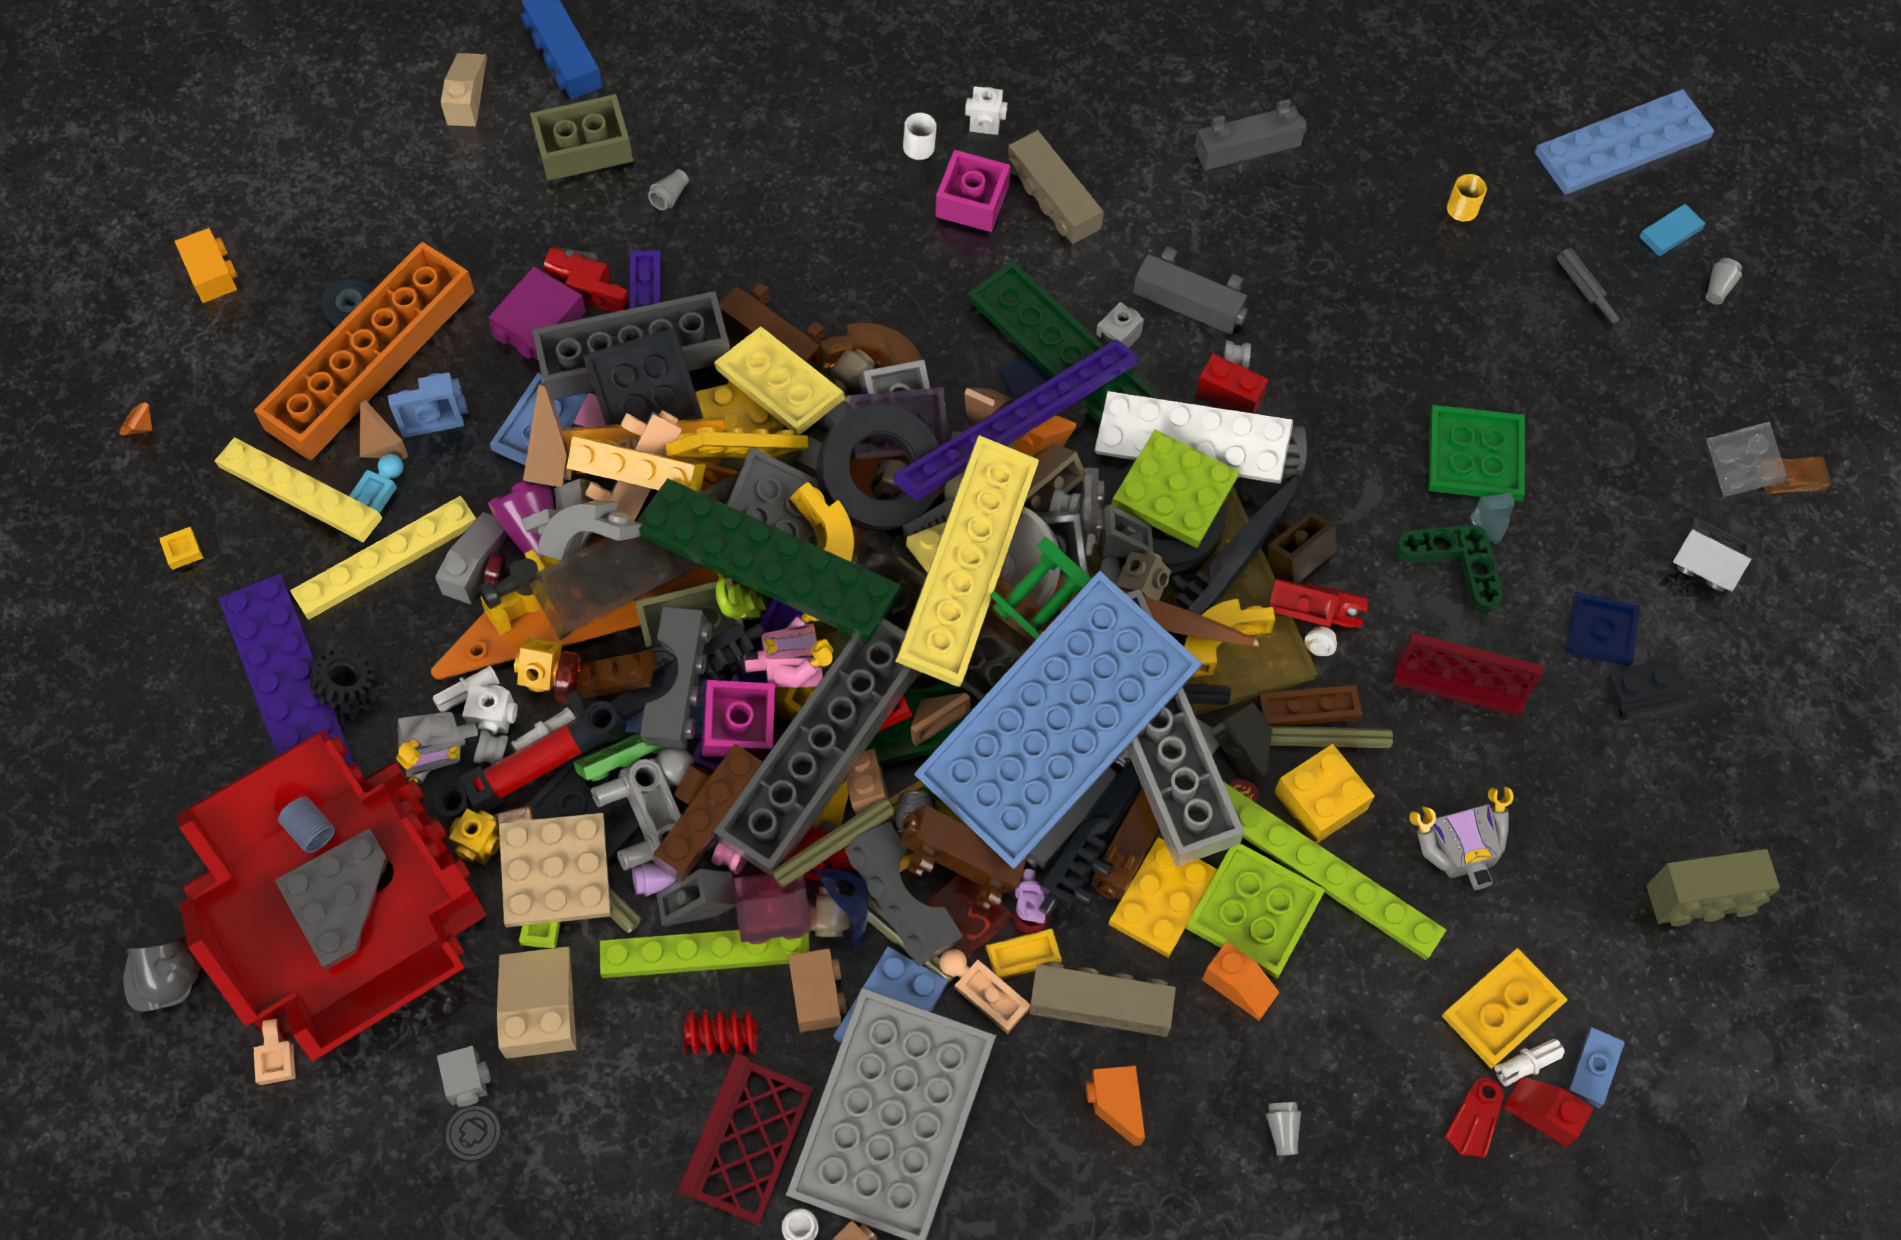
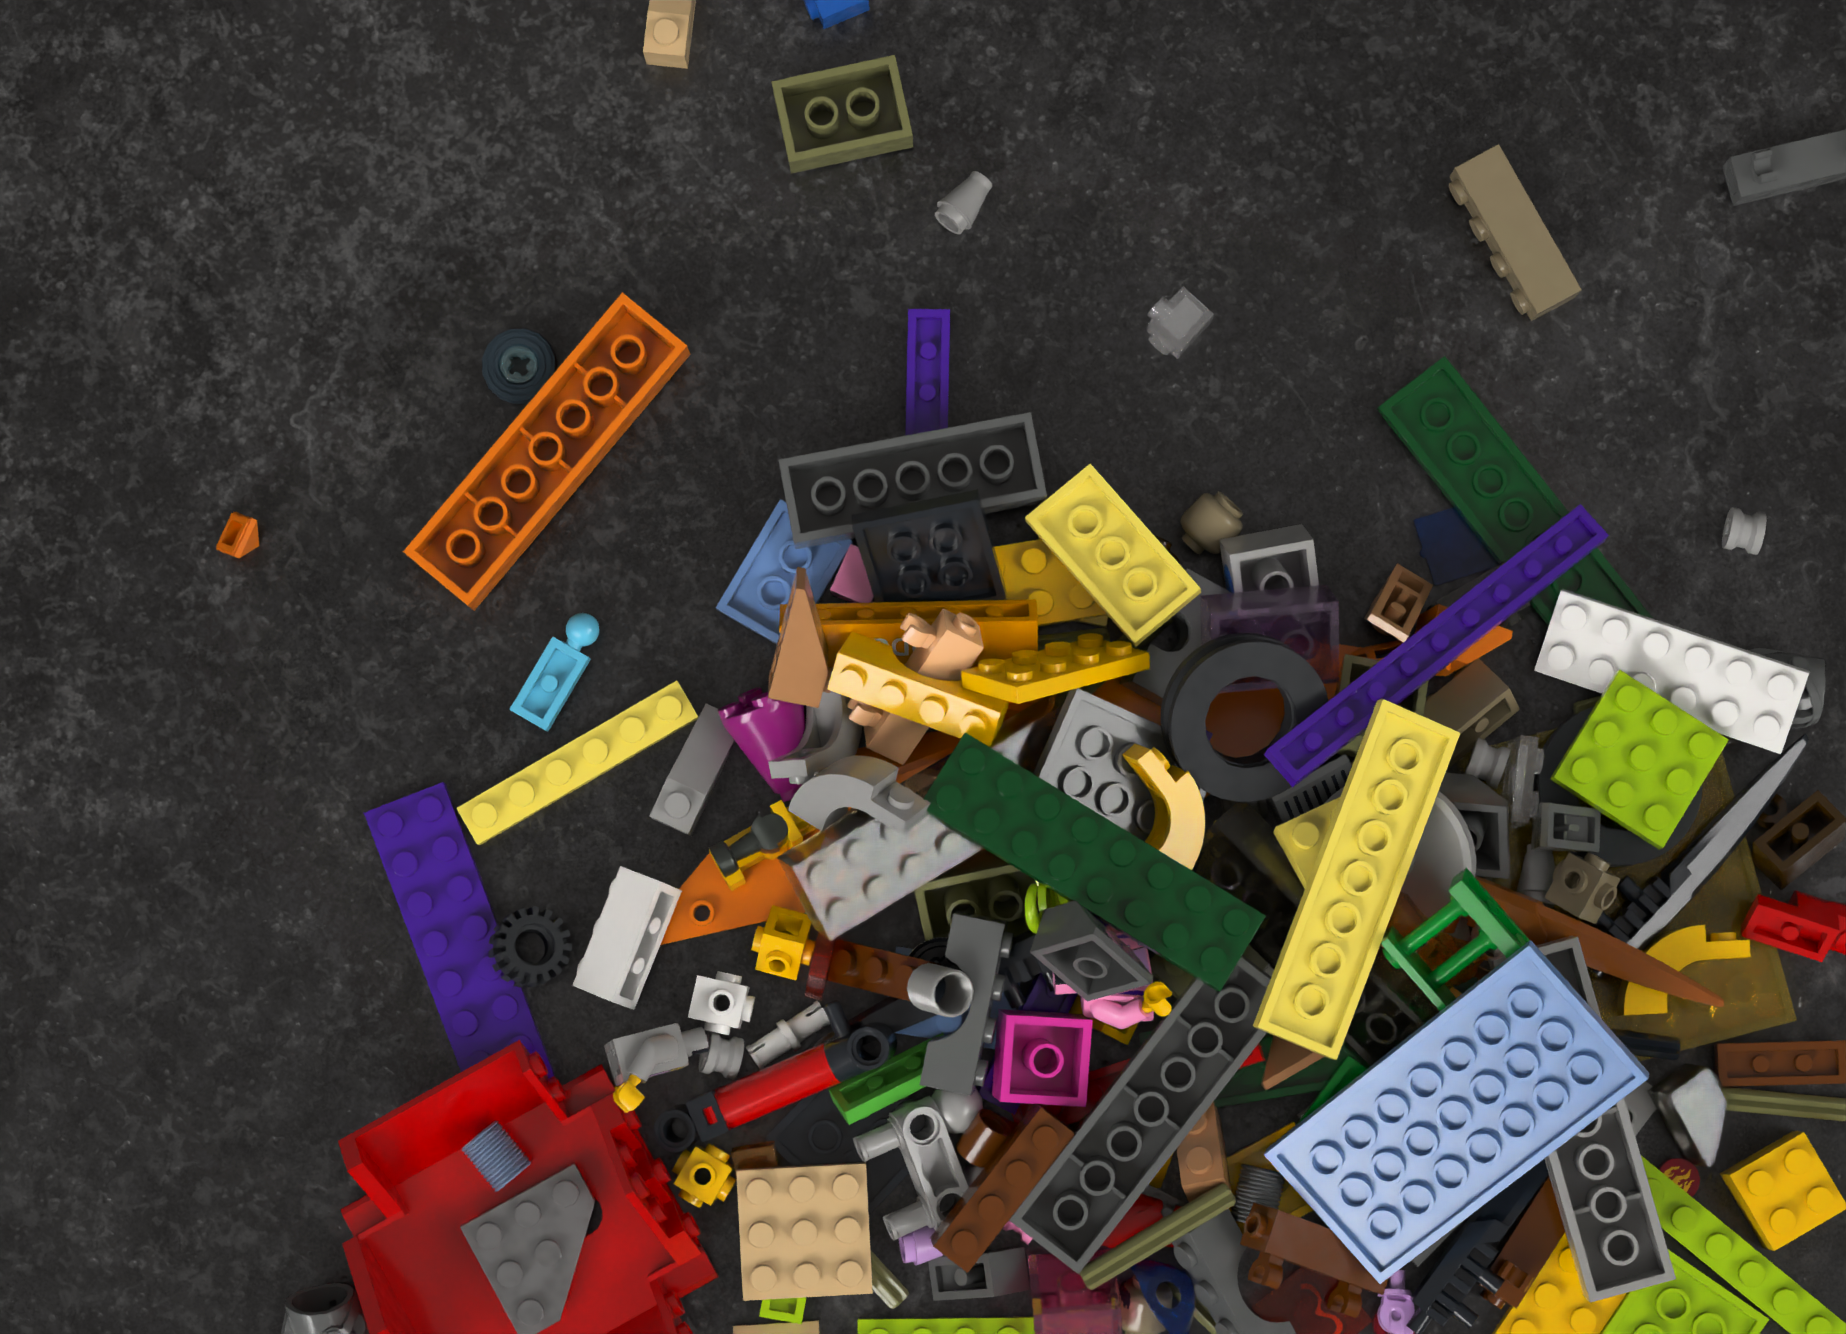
camera: 10 degrees right, 20 degrees up
(181, 548) = (311, 736): yellow plate -> none
(206, 264) = (320, 293): light orange brick -> none
(298, 489) = (462, 661): light yellow plate -> none
(377, 436) = (562, 584): medium nougat slope -> none
(417, 667) = (626, 938): none -> white brick
(431, 408) = (648, 547): medium blue plate -> none
(458, 693) = (687, 965): white axle -> none
(495, 569) = (724, 796): dark red tile -> none
(532, 305) = (777, 404): magenta brick -> none
(586, 276) = (846, 345): red plate -> none
(666, 656) = (957, 994): none -> light grey piece
(747, 312) = (1087, 442): reddish brown brick -> none
(765, 618) = (1086, 953): none -> dark grey slope
(823, 251) = (1177, 322): none -> clear brick
(879, 342) = (1246, 479): clear orange arch -> none
(883, 479) = (1256, 713): dark tan head -> none
(919, 136) = (1340, 122): white piece -> none
(972, 190) = (1397, 239): dark pink brick -> none
(986, 110) = (1418, 107): white brick -> none
(1120, 324) = (1586, 476): light grey brick -> none
(1191, 293) = (1693, 425): dark grey brick -> none
(1231, 386) = (1732, 581): red brick -> none
(1321, 641) = (1807, 973): white plate -> none

